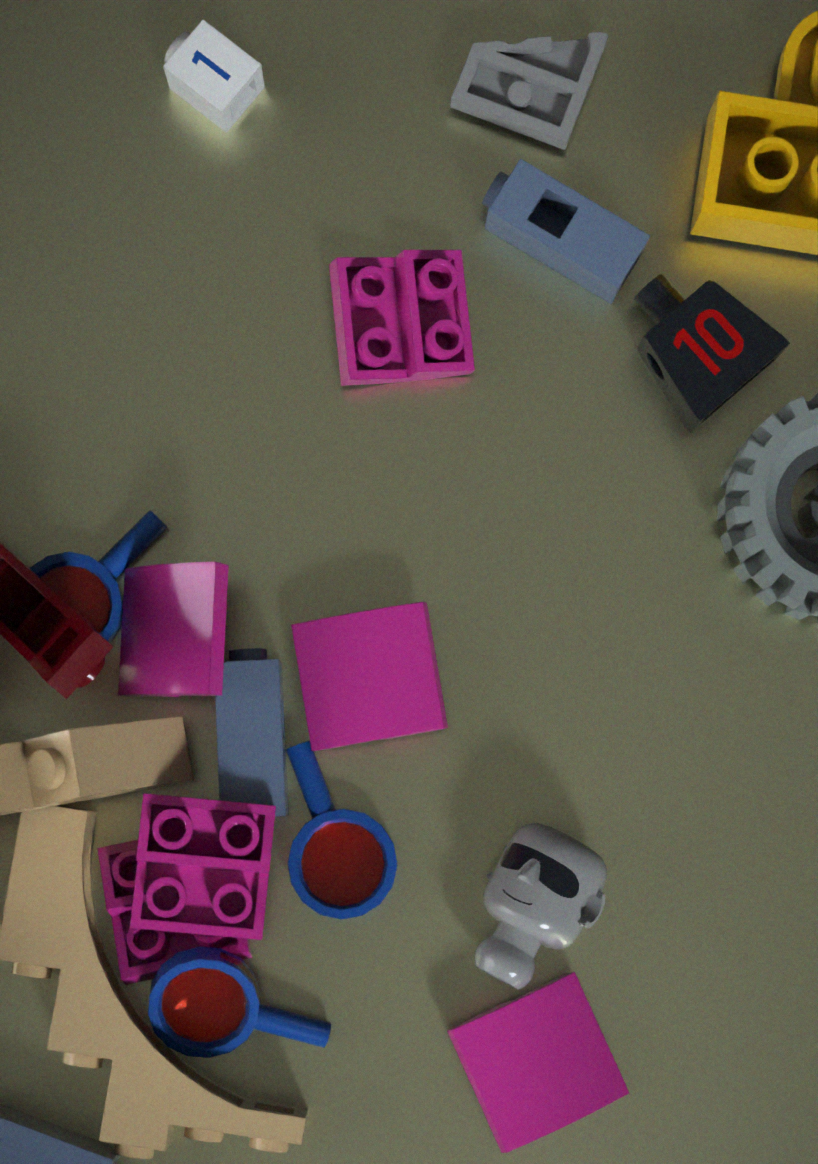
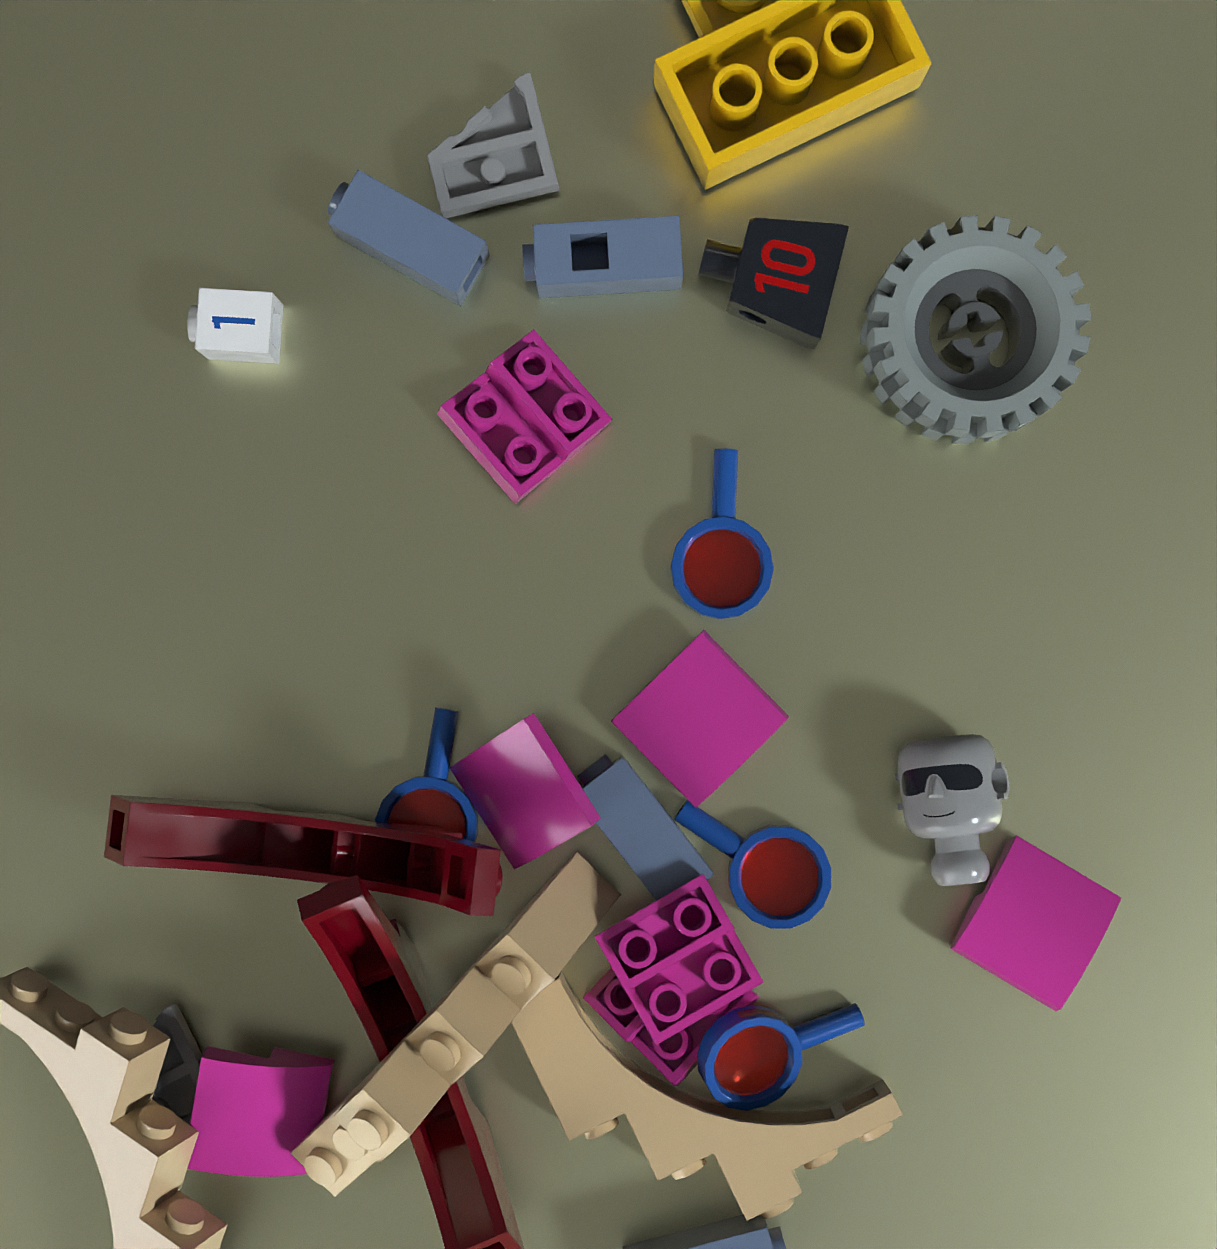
camera: 25 degrees left, 5 degrees up
(408, 100) = (407, 236): none -> sand blue brick
(483, 556) = (722, 561): none -> piece

